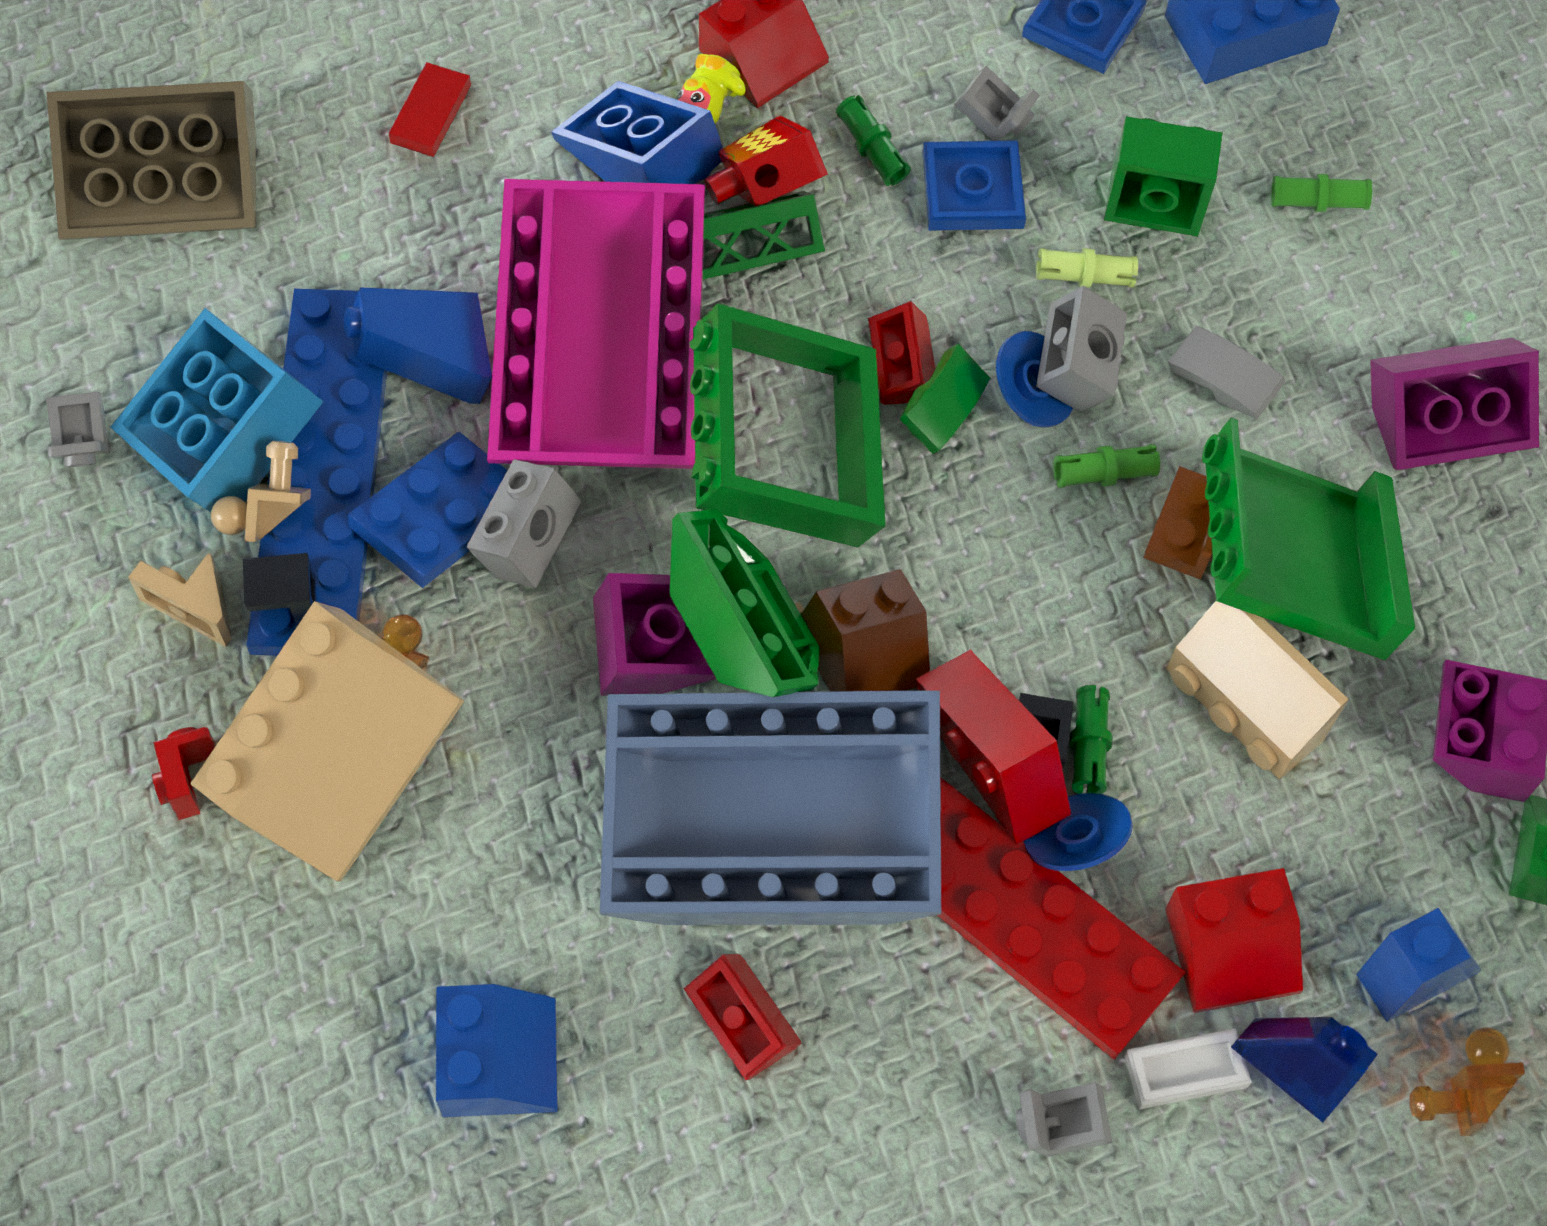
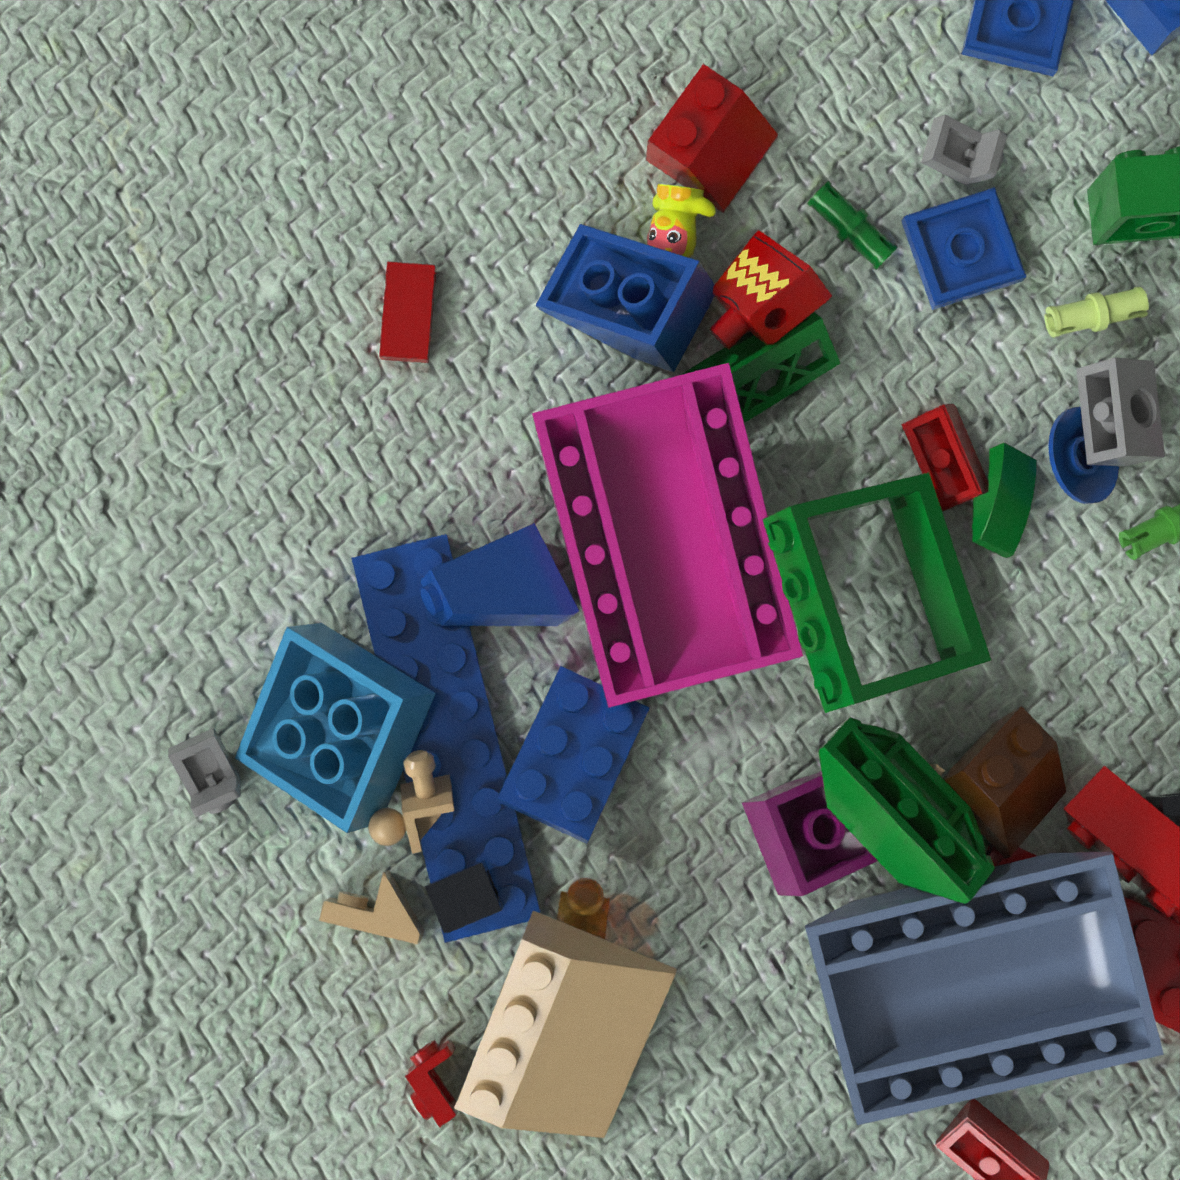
camera: 15 degrees left, 20 degrees up
(153, 159) = (163, 457): dark tan slope -> none
(524, 523) = (659, 755): light grey brick -> none

